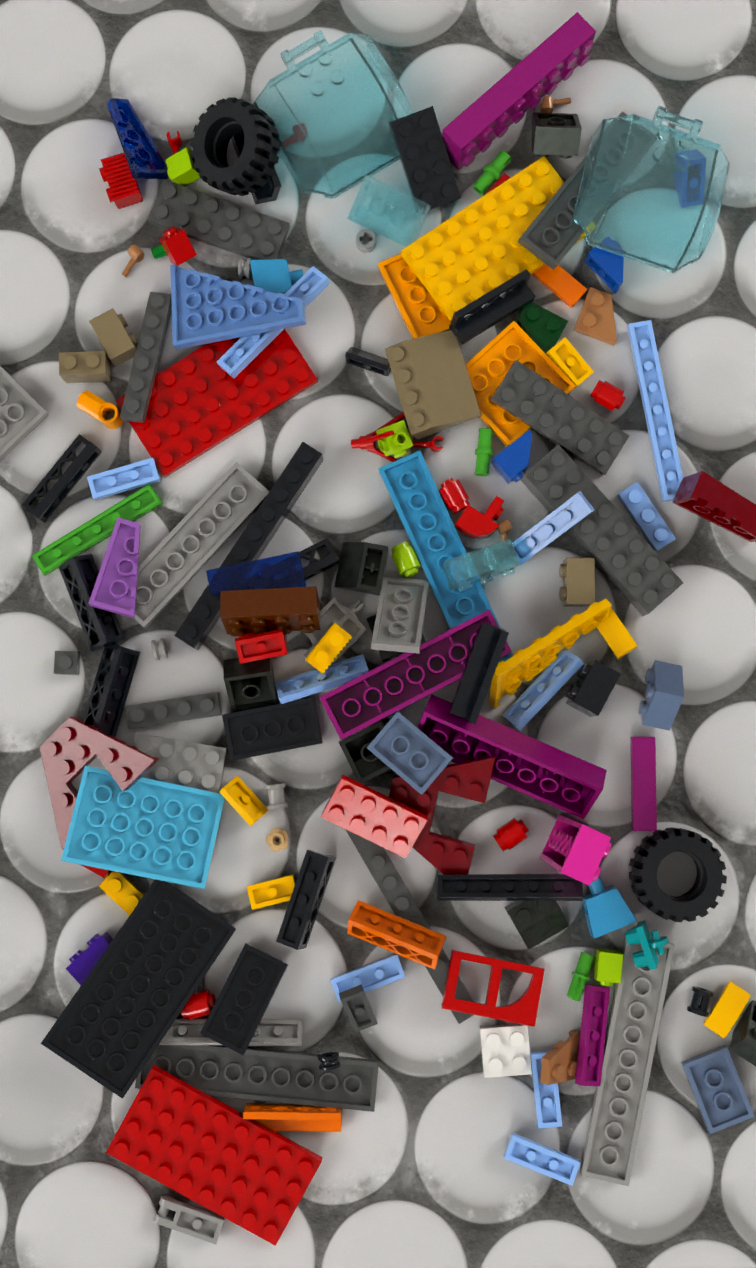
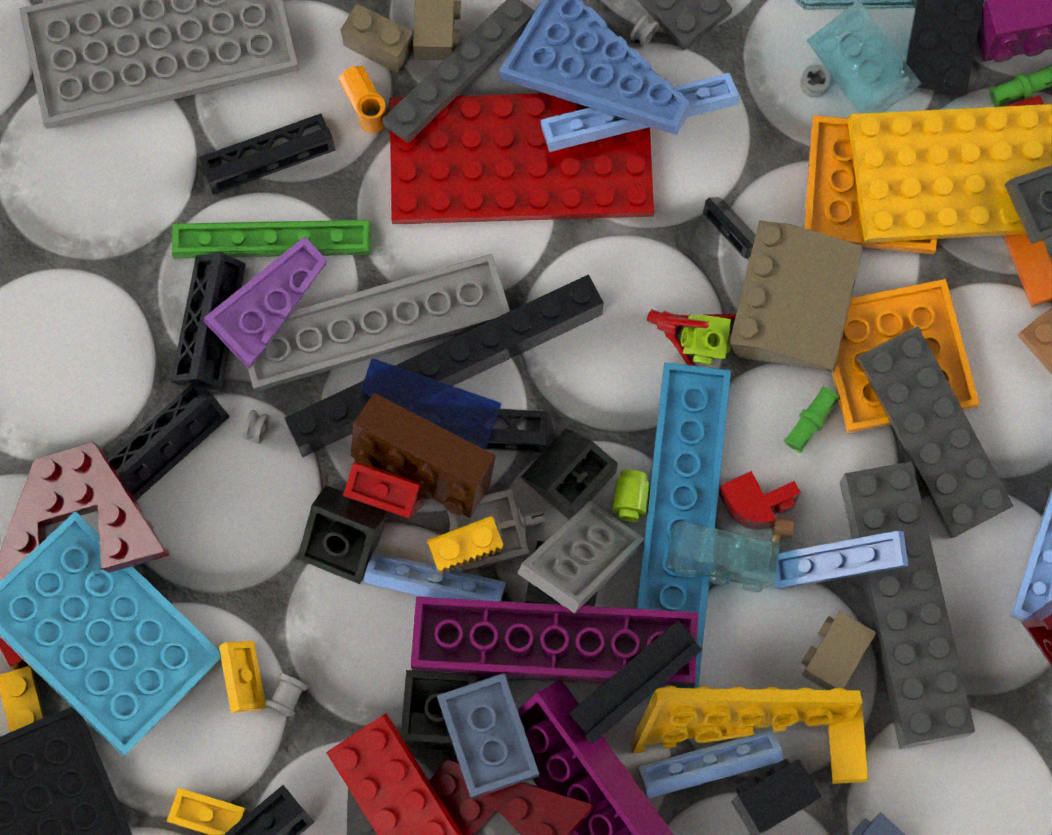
camera: 30 degrees right, 10 degrees down
(67, 662) = (132, 377): dark grey plate -> none
(123, 478) = (341, 196): light blue plate -> none
(173, 710) = (225, 512): dark grey plate -> none
(183, 762) = (198, 584): light grey plate -> none
(272, 729) = (334, 608): black plate -> none
(274, 275) = (674, 57): dark azure torso -> none
(277, 833) = (263, 752): tan plate -> none
(429, 444) = (747, 370): red hand -> none
(454, 495) = (741, 451): red brick -> none
(492, 307) = (925, 246): black fence -> none
(514, 459) = (845, 449): blue slope -> none
(541, 325) = (979, 307): dark green wing -> none
(570, 361) = (989, 370): yellow plate -> none
(608, 395) = (1014, 439): red brick -> none
(646, 516) = (977, 623): light blue plate -> none

